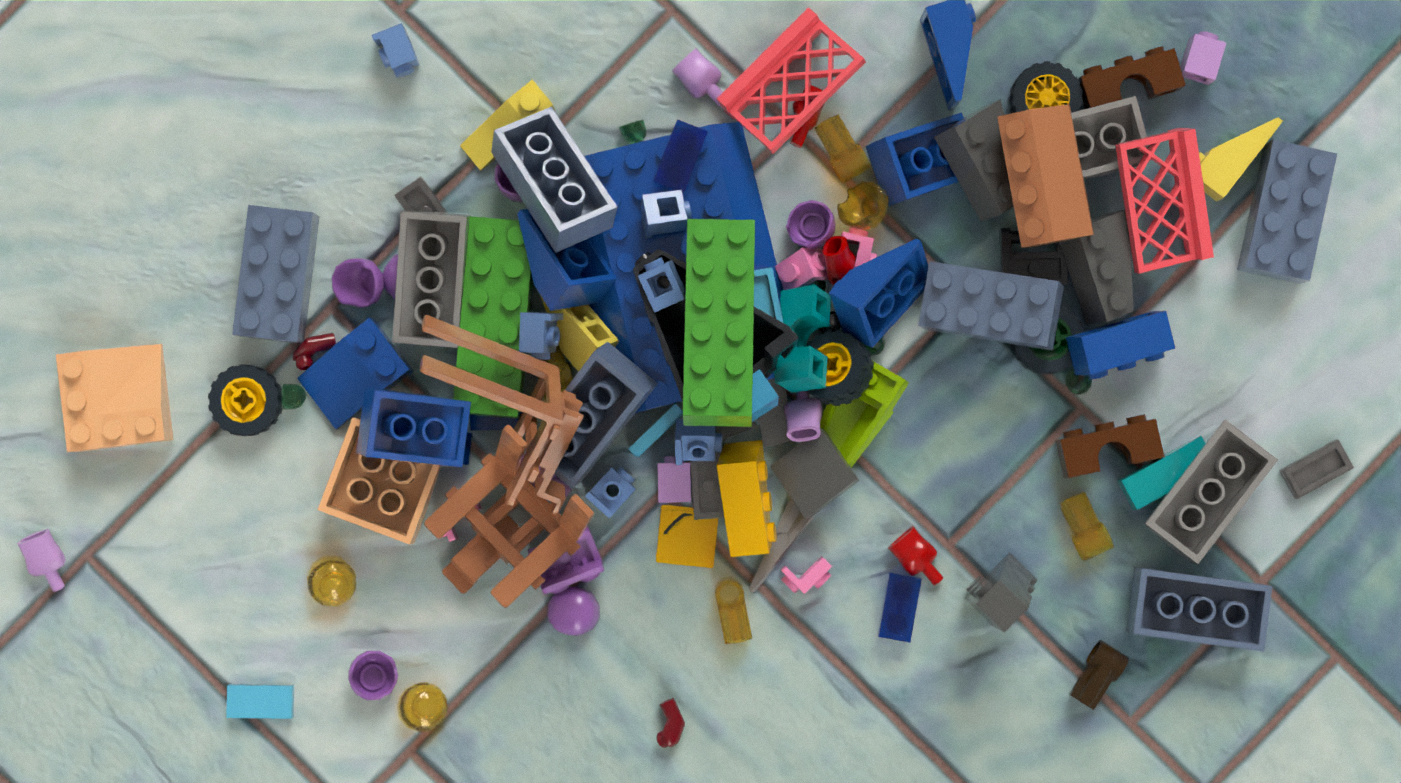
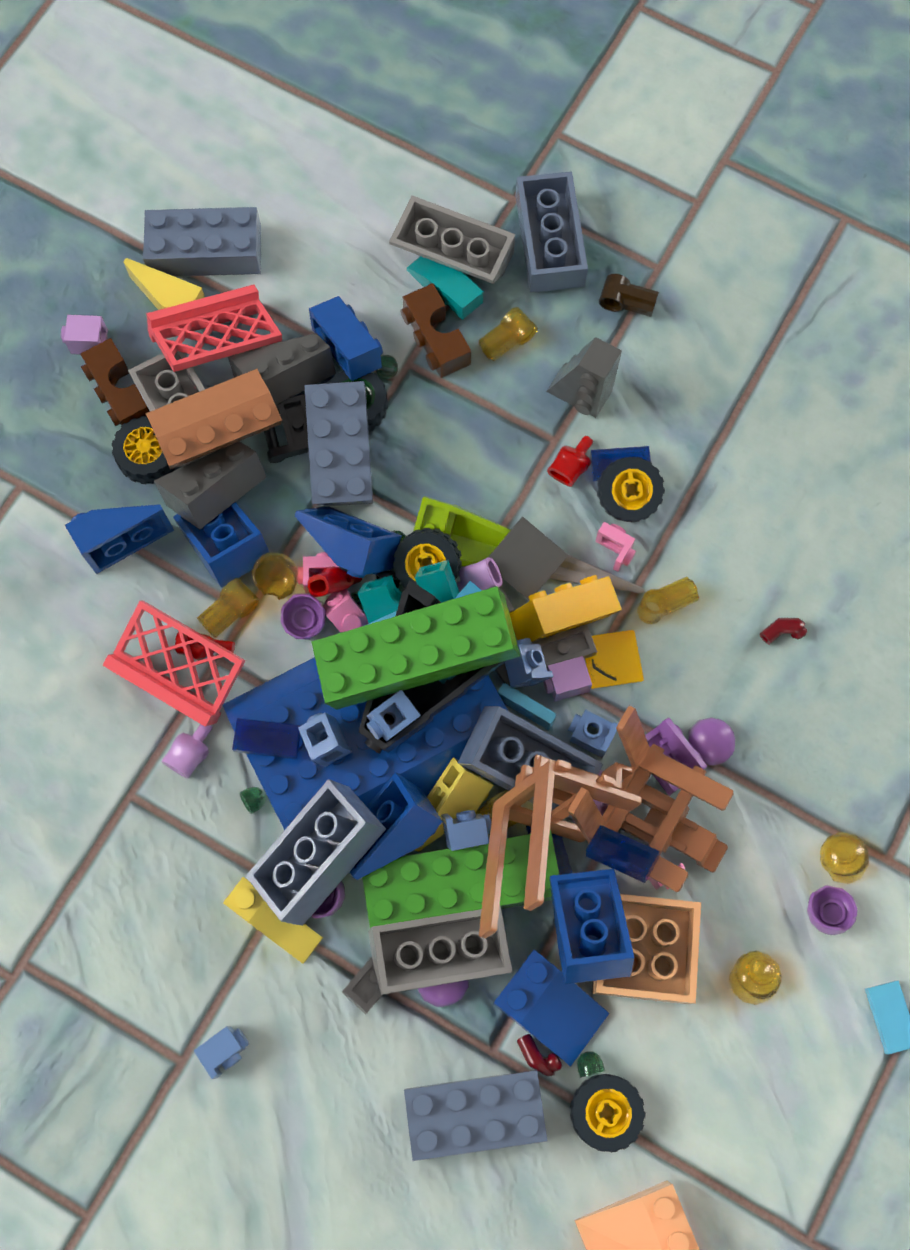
camera: 105 degrees left, 15 degrees down
(357, 282) = (461, 1027): medium lavender hair -> none
(473, 479) = (622, 853): none -> clear blue plate
(863, 606) = (630, 489): none -> black wheel
(1316, 469) = (410, 177): flat silver tile -> none

